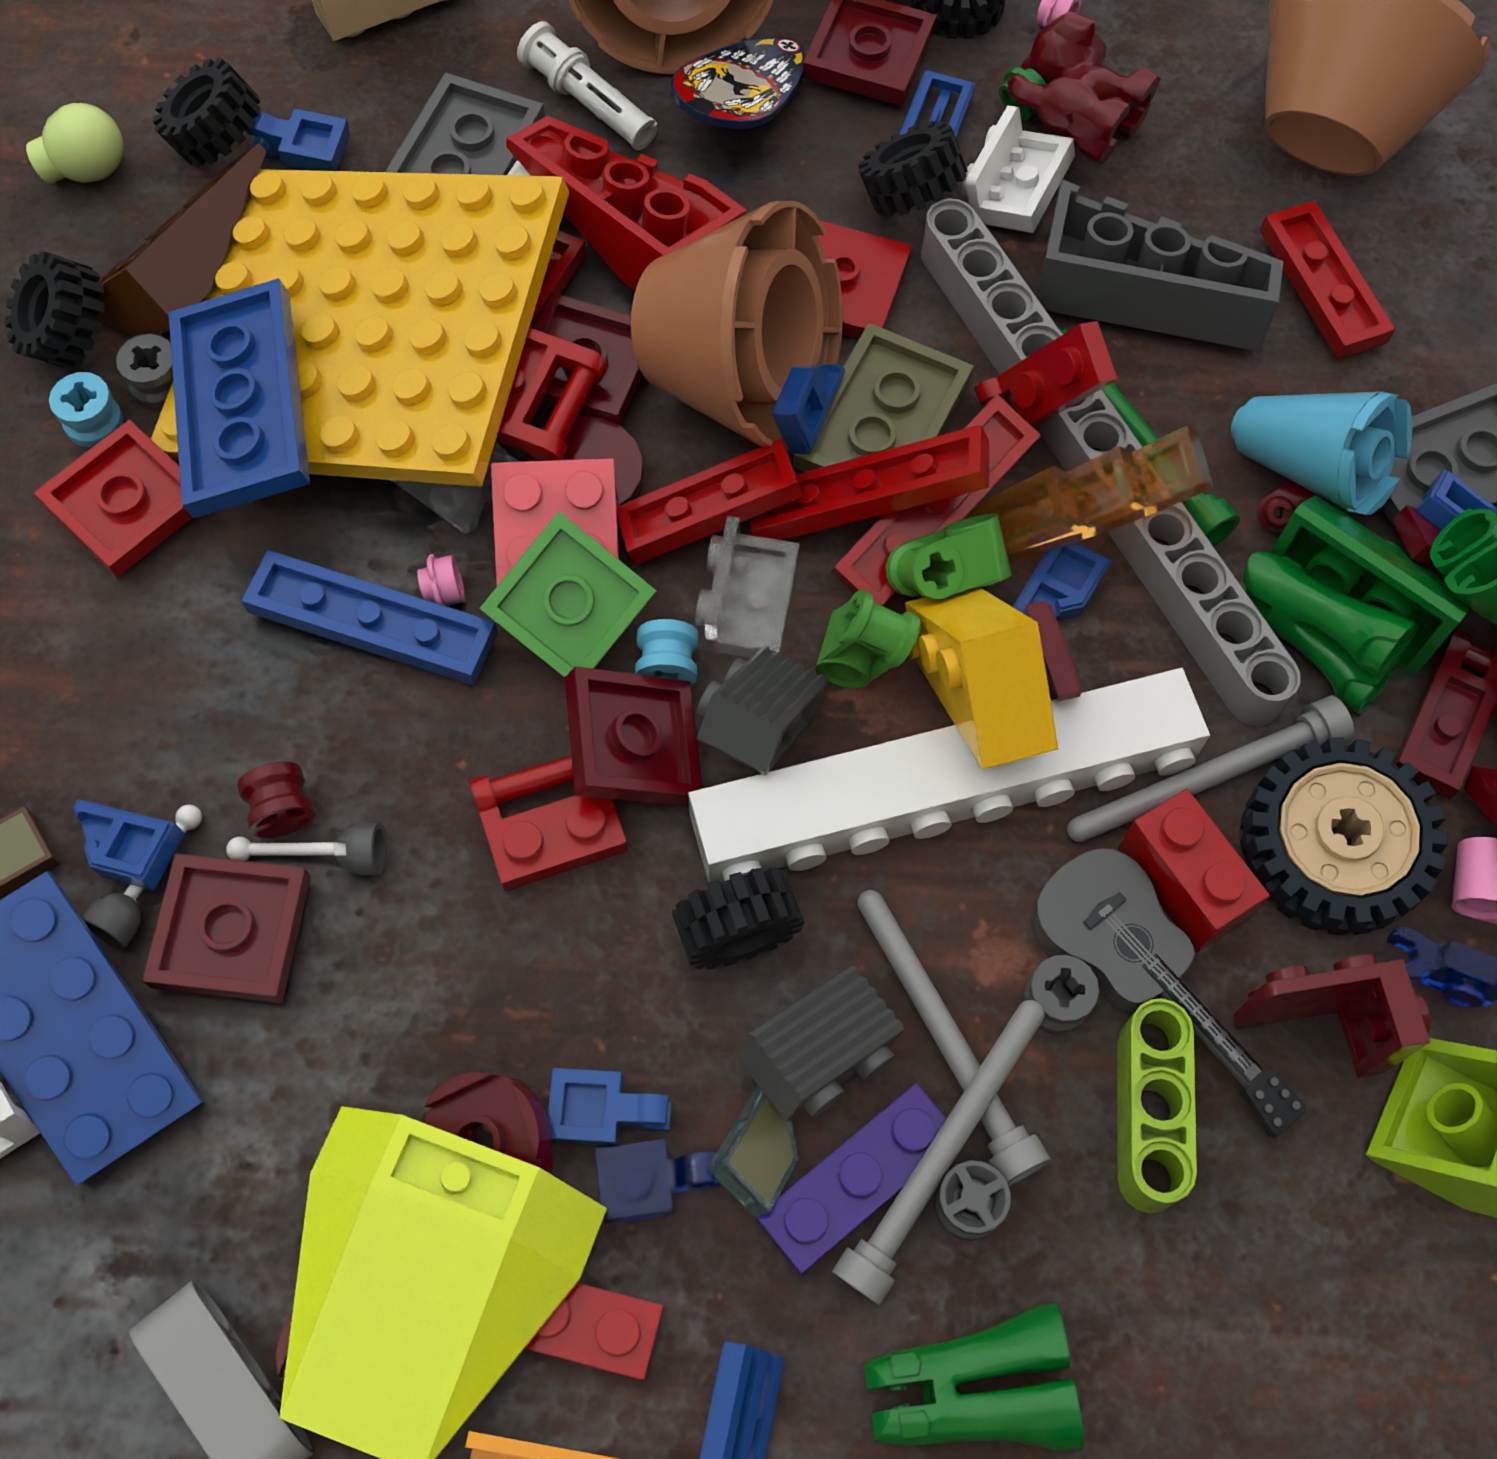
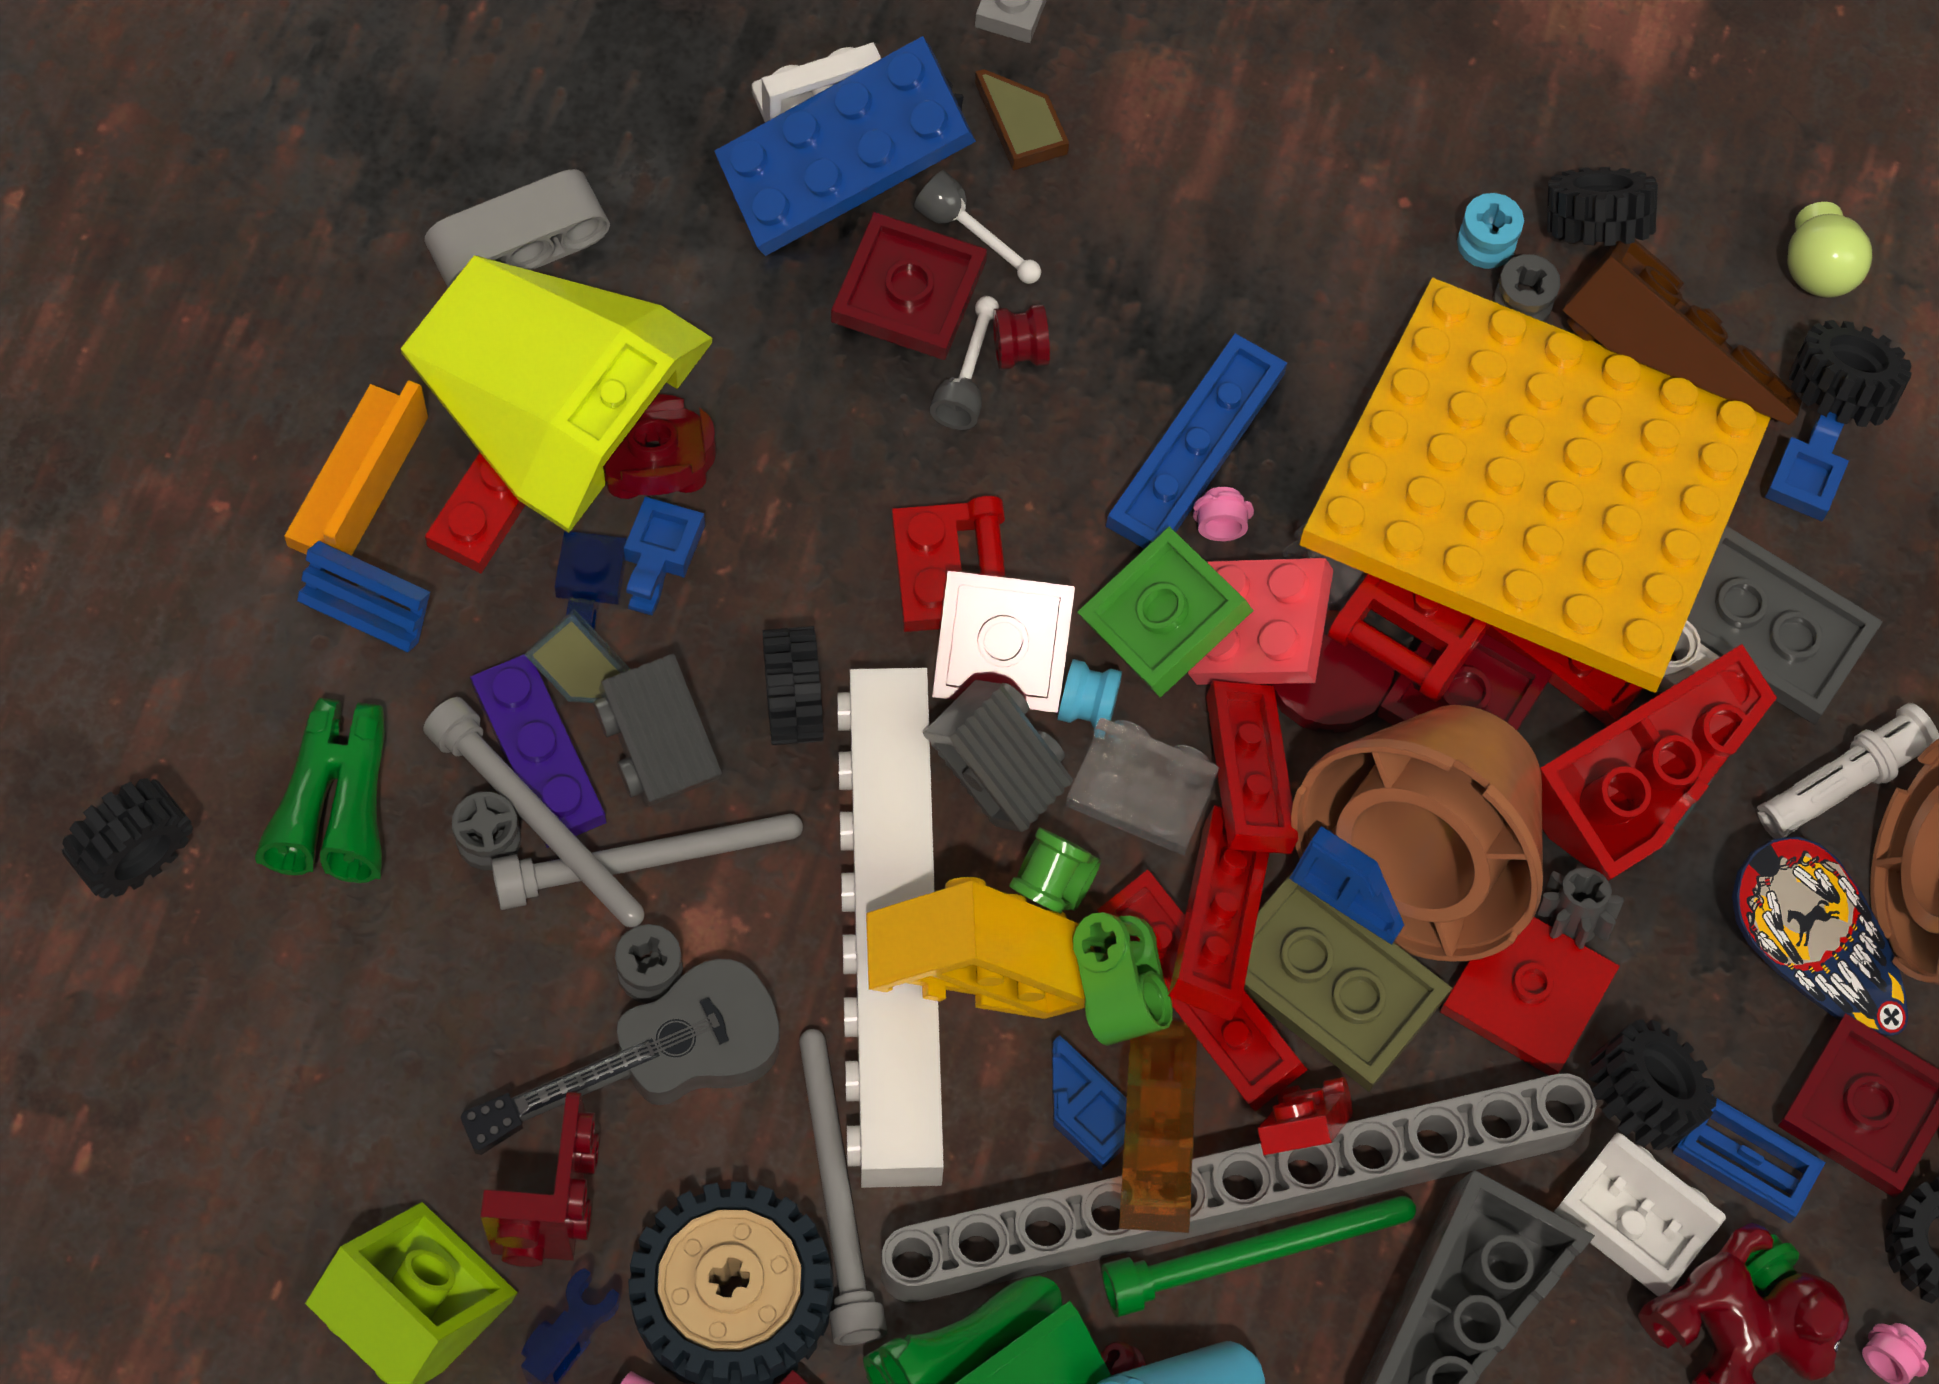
camera: 100 degrees right, 0 degrees up
(118, 498) = (1379, 251): red plate -> none
(127, 844) = (1009, 215): blue tile -> none
(237, 399) = (1448, 343): blue plate -> none
(1060, 671) = (993, 1049): dark red tile -> none
(1171, 1076) = (501, 987): lime beam -> none
(1193, 870) = (732, 1118): red brick -> none

